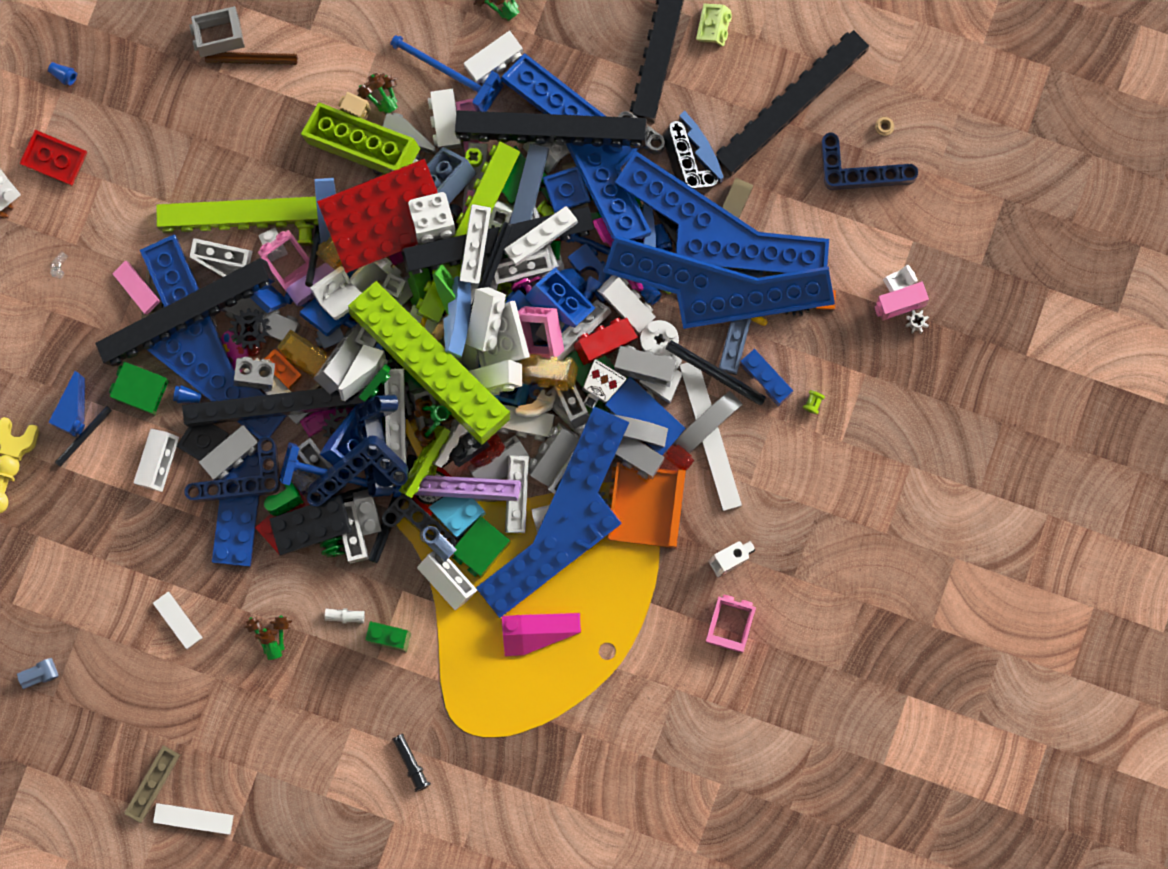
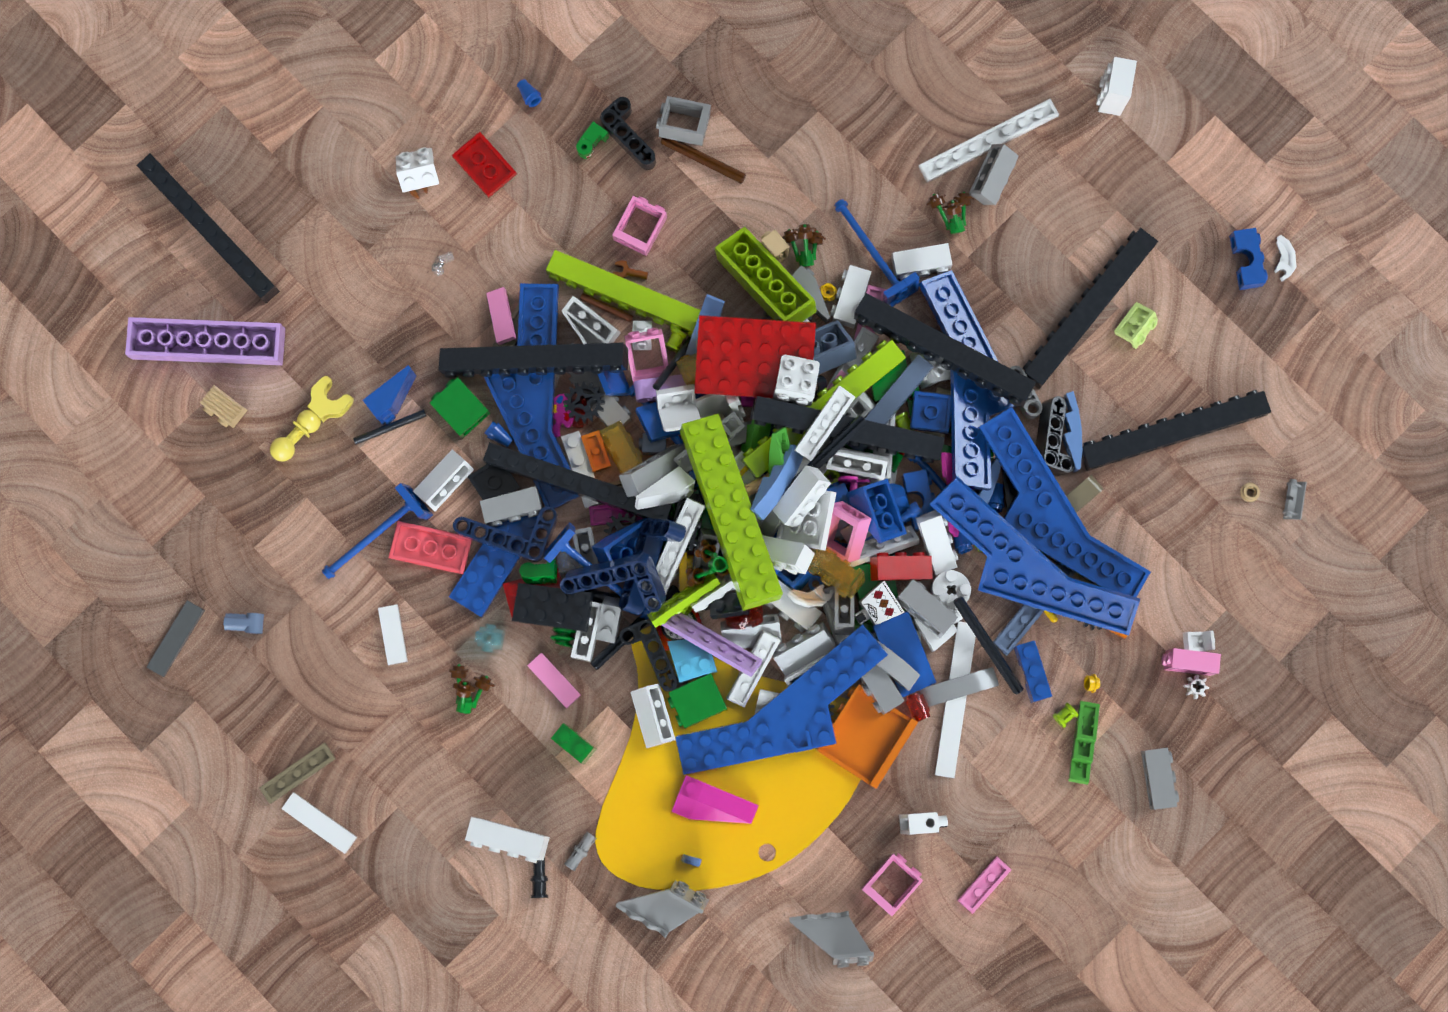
camera: 20 degrees right, 0 degrees up
(137, 494) = (412, 503): none -> blue tile
(139, 89) = (590, 139): none -> green leg
(173, 526) = (430, 547): none -> coral tile
(175, 68) = (630, 137): none -> black beam
(222, 164) = (631, 242): none -> bright pink window
(228, 234) = (606, 307): none -> copper bar
(233, 192) = (629, 272): none -> dark orange bar
(253, 379) = (565, 449): light grey brick -> none
(273, 583) = (496, 641): none -> clear light blue brick
(343, 591) = (554, 680): none -> bright pink tile
(344, 615) = (544, 704): white pin -> none
(369, 749) = (507, 838): none -> white brick
(371, 389) = (666, 510): green plate -> none
(422, 121) = (828, 287): none -> yellow plate
(439, 544) = (660, 681): sand blue piece -> none
(440, 730) = (580, 851): none -> light grey pin
(474, 151) = (863, 337): lime bush -> none
(540, 742) = (665, 908): none -> light grey piece
(541, 236) = (888, 444): white plate -> none
(545, 689) = (691, 860): none -> medium blue tile
(703, 694) = (835, 936): none -> light grey piece
(812, 586) = (984, 885): none -> bright pink tile
(823, 362) = (1091, 683): none -> yellow plate
(841, 418) = (1083, 742): none -> bright green slope
(860, 172) = (1207, 524): dark blue beam -> none
(922, 417) = (1159, 778): none -> light grey brick
(926, 111) = (1294, 500): none -> light grey hinge

